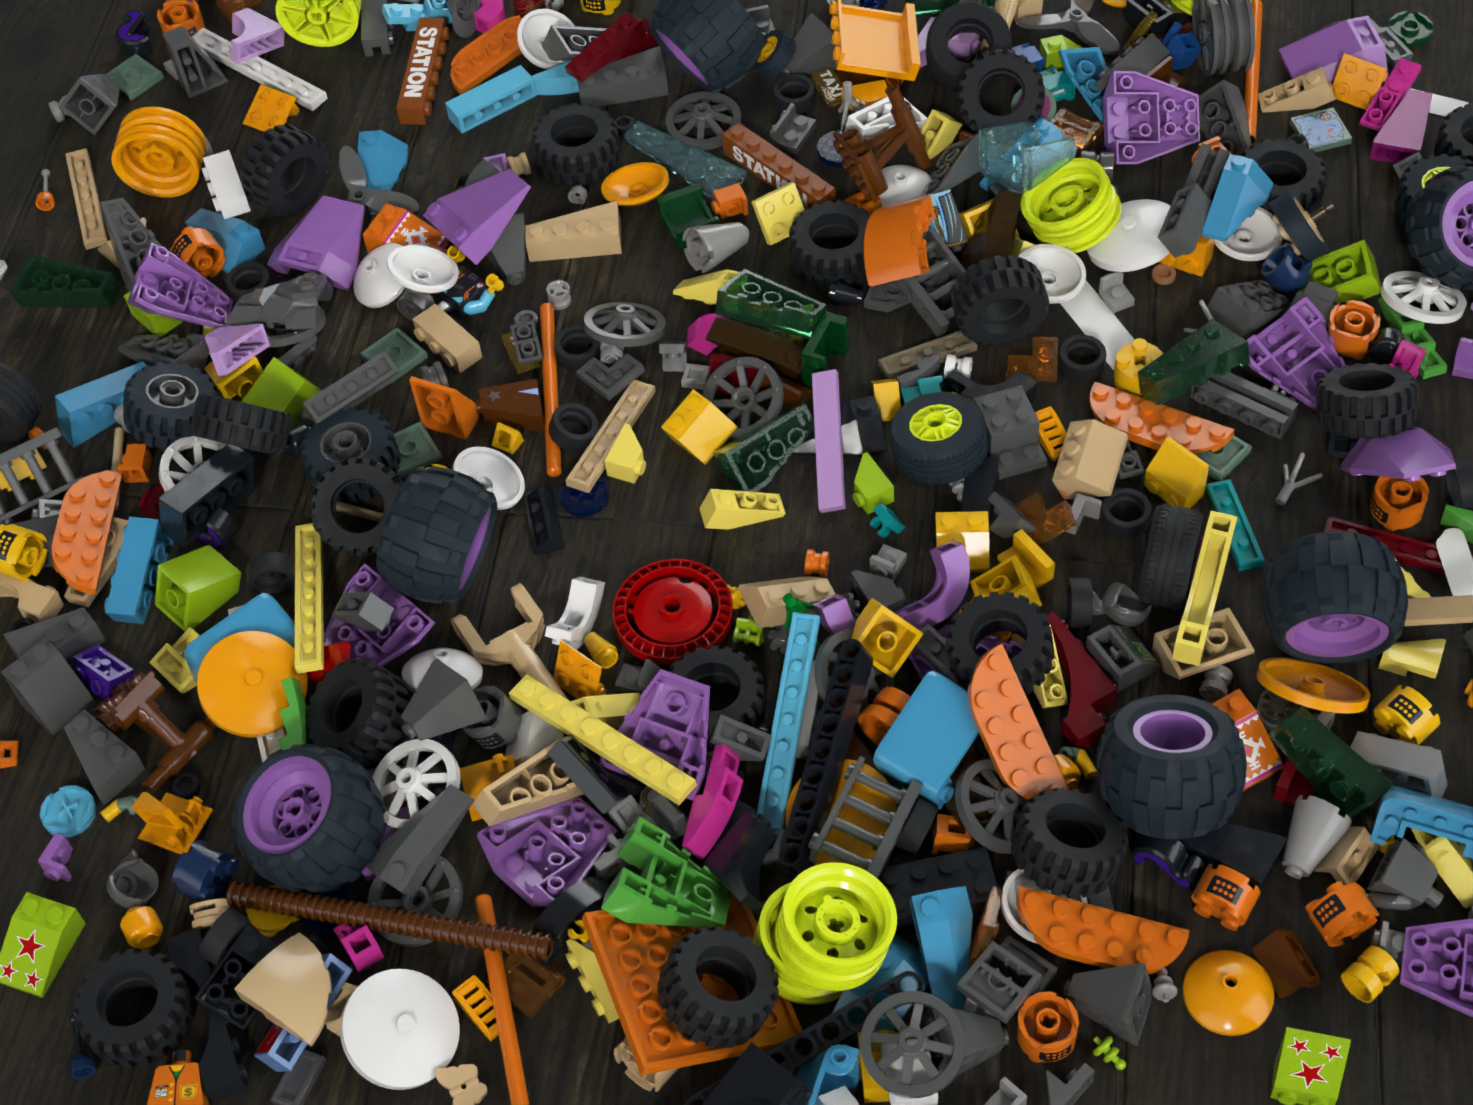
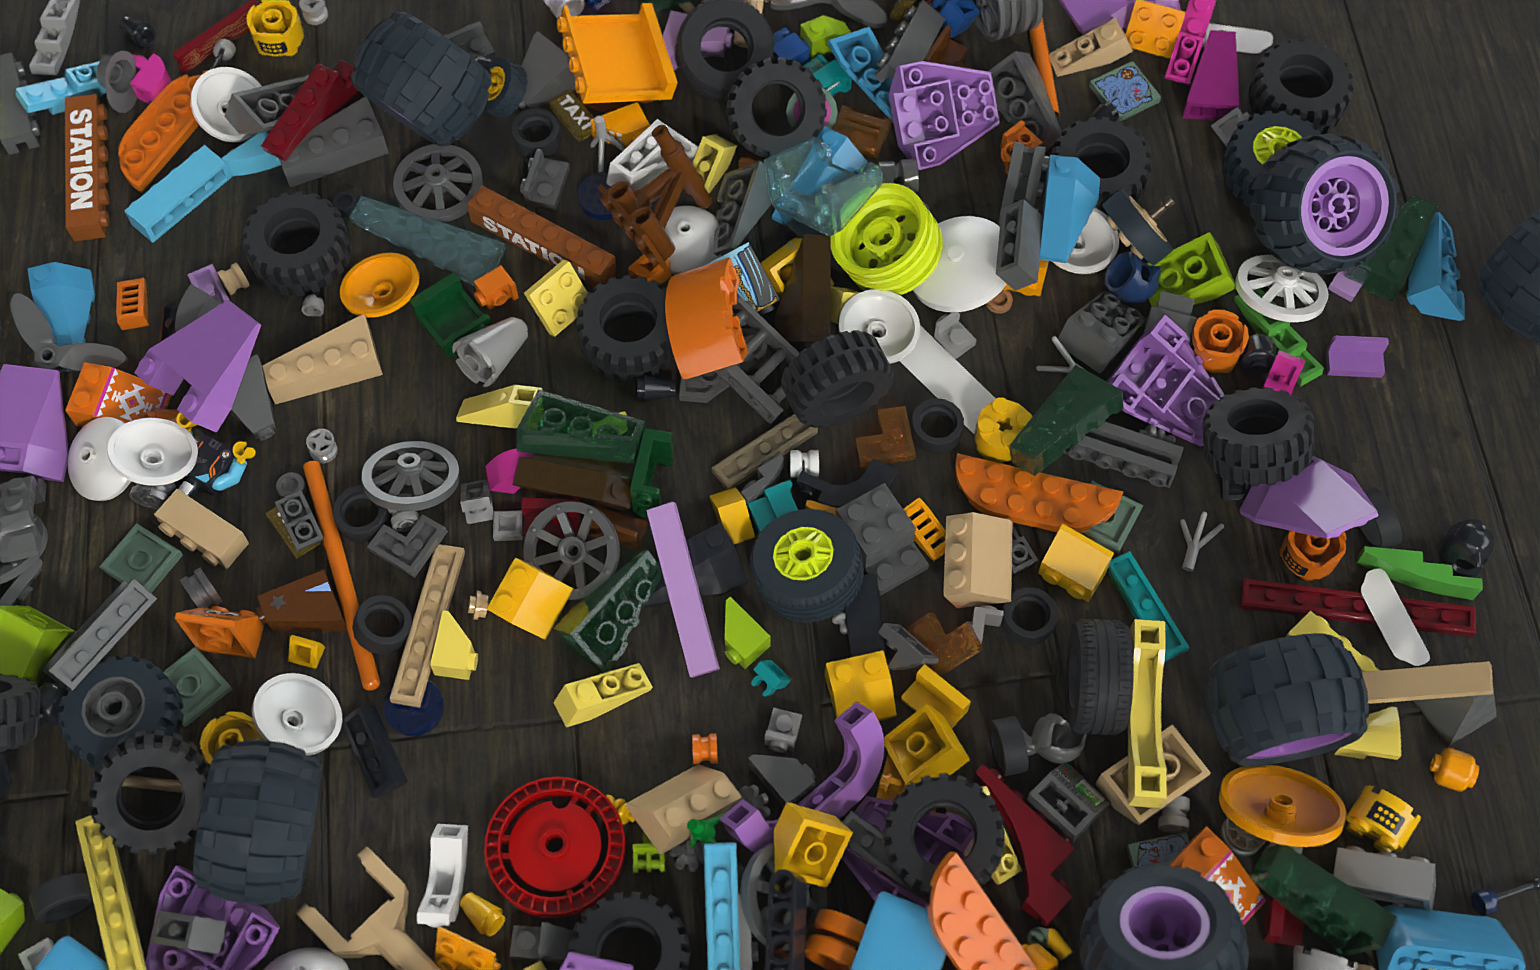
camera: 20 degrees left, 10 degrees up
(434, 173) = (134, 319): none -> orange slope
(654, 428) = (478, 605): none -> tan plate

